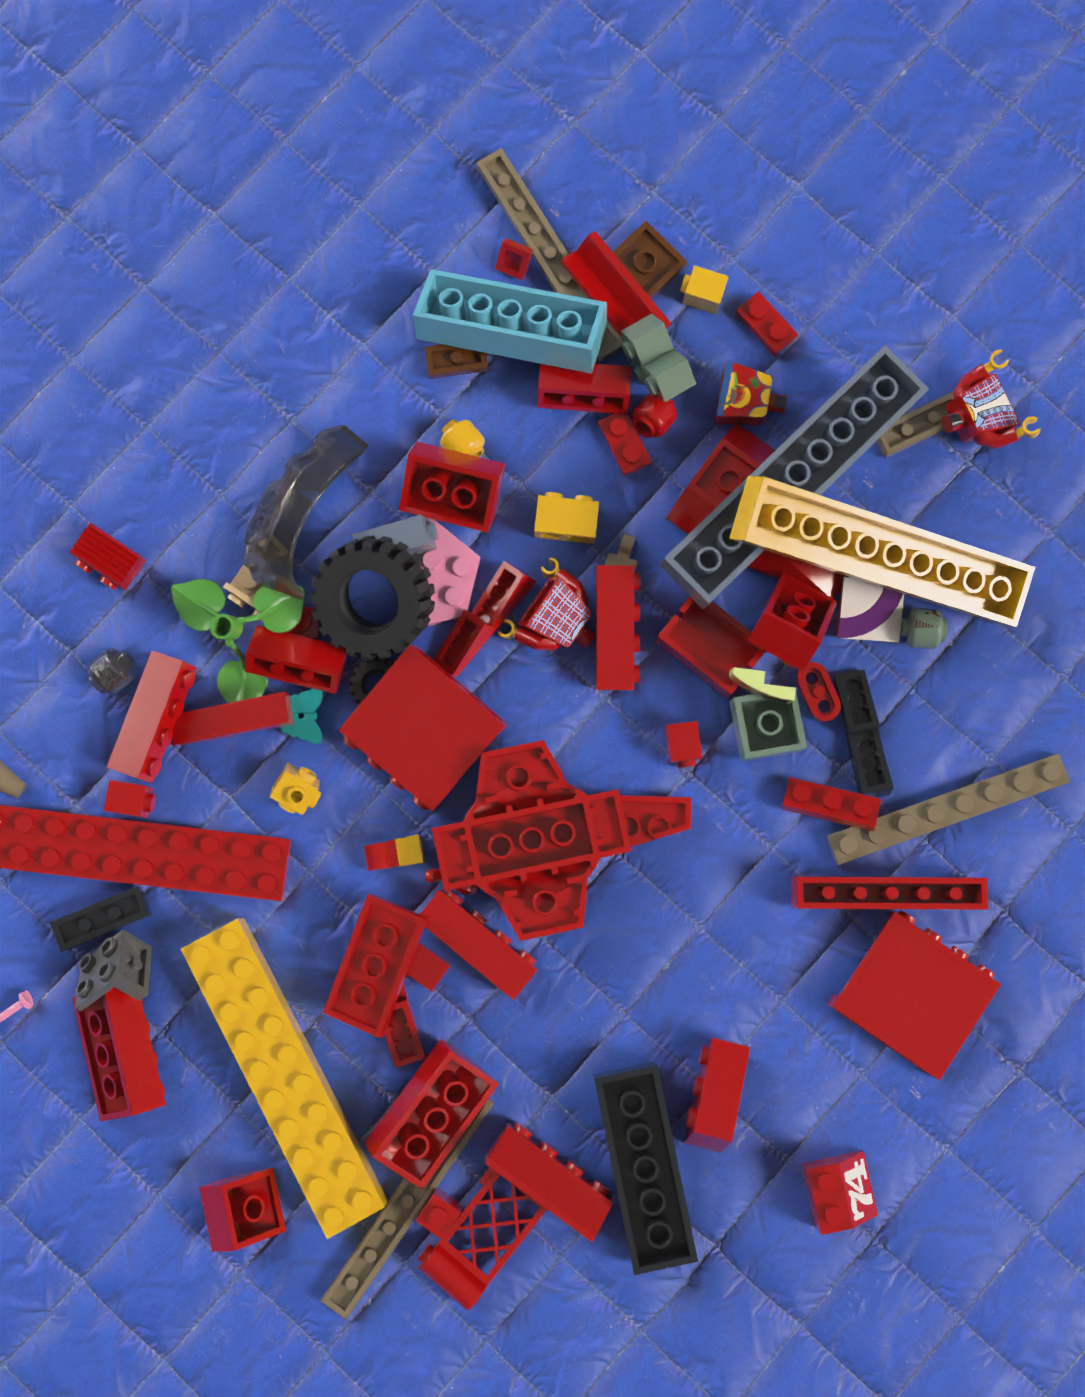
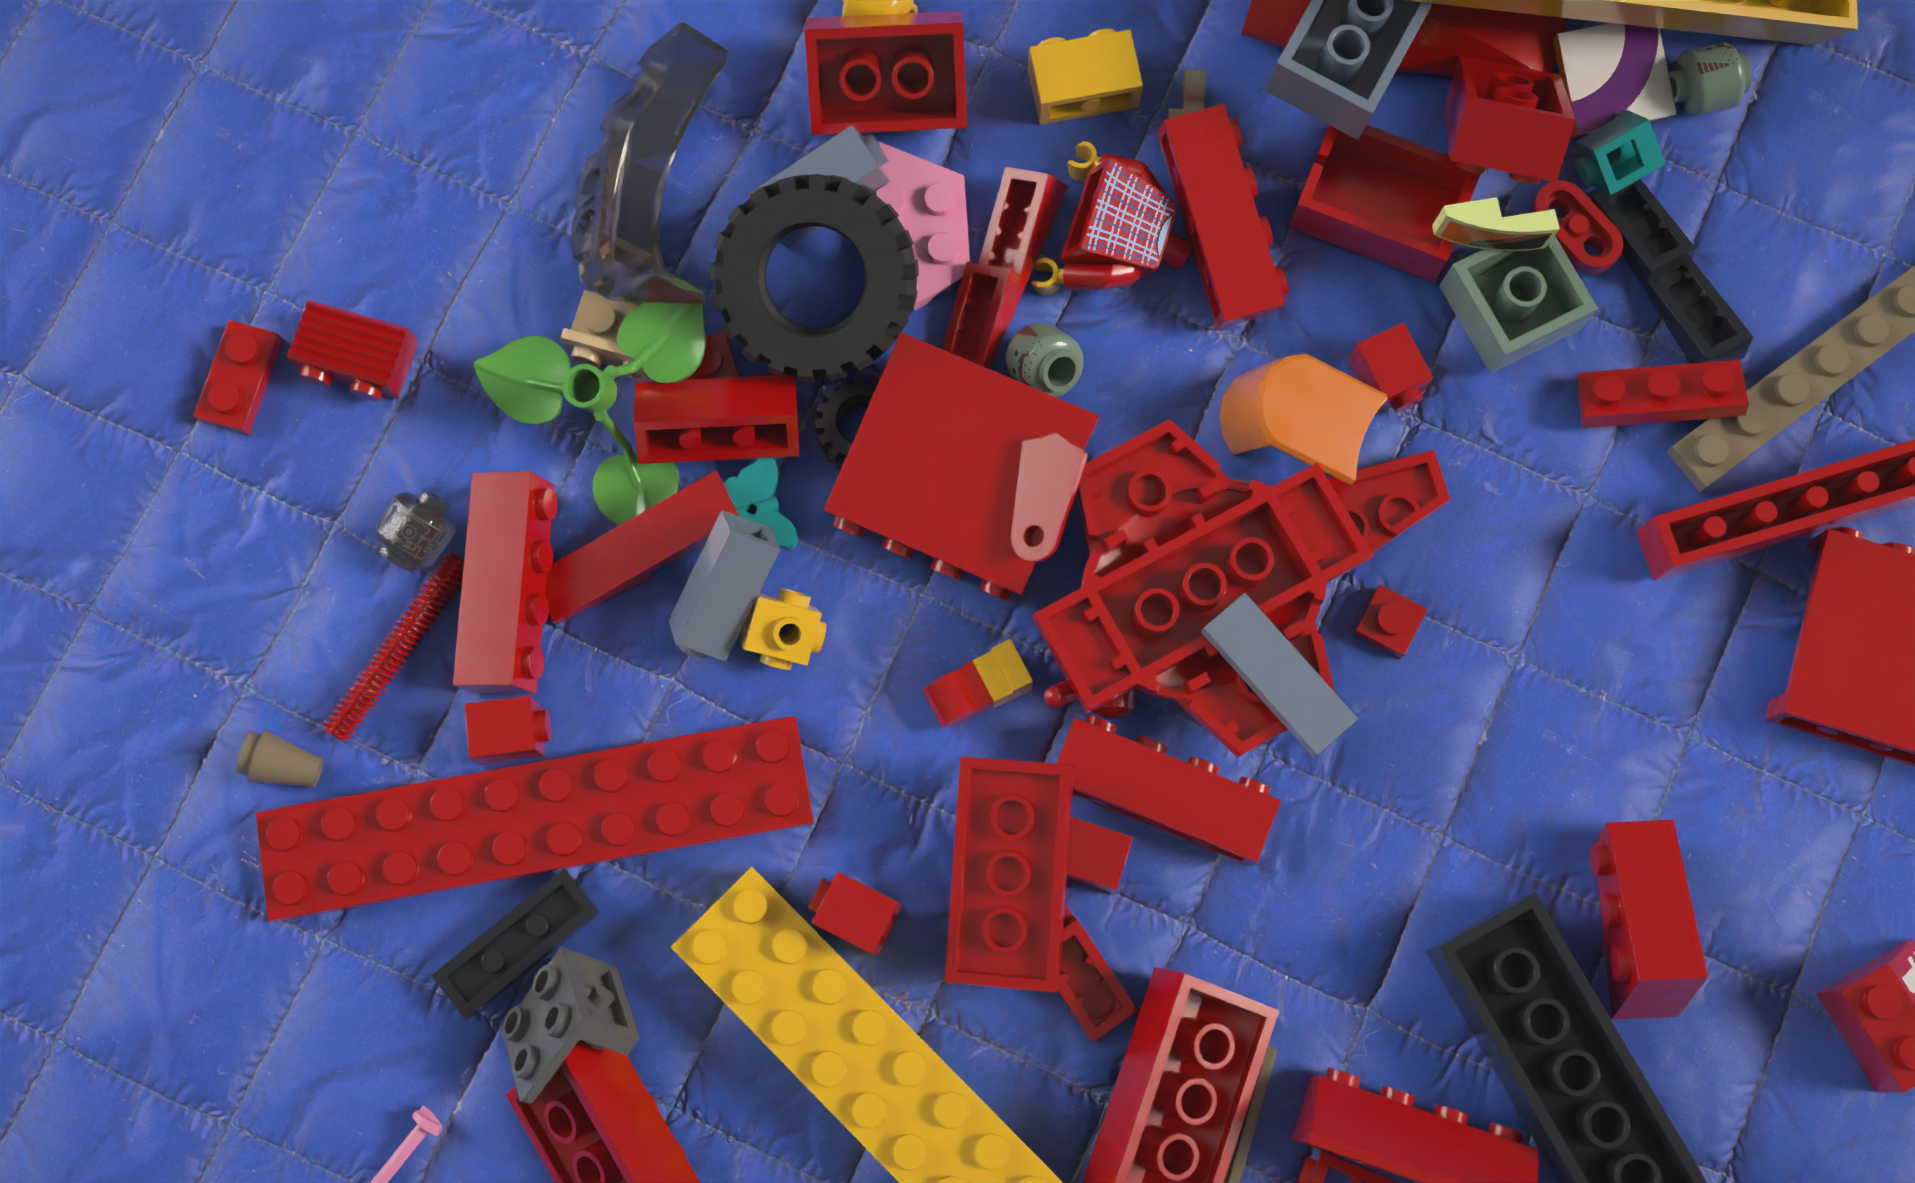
camera: 15 degrees left, 5 degrees down
(41, 552) = (238, 377): none -> red plate
(84, 734) = (395, 648): none -> red axle
(269, 757) = (723, 586): none -> sand blue brick
(285, 961) = (854, 912): none -> red brick
(460, 761) = (1045, 493): none -> piece
(489, 680) = (1045, 359): none -> sand green head
(554, 904) = (1279, 675): none -> sand blue tile
(622, 756) = (1301, 411): none -> orange piece
(635, 885) = (1390, 621): none -> red plate
(855, 657) = (1631, 156): none -> teal brick

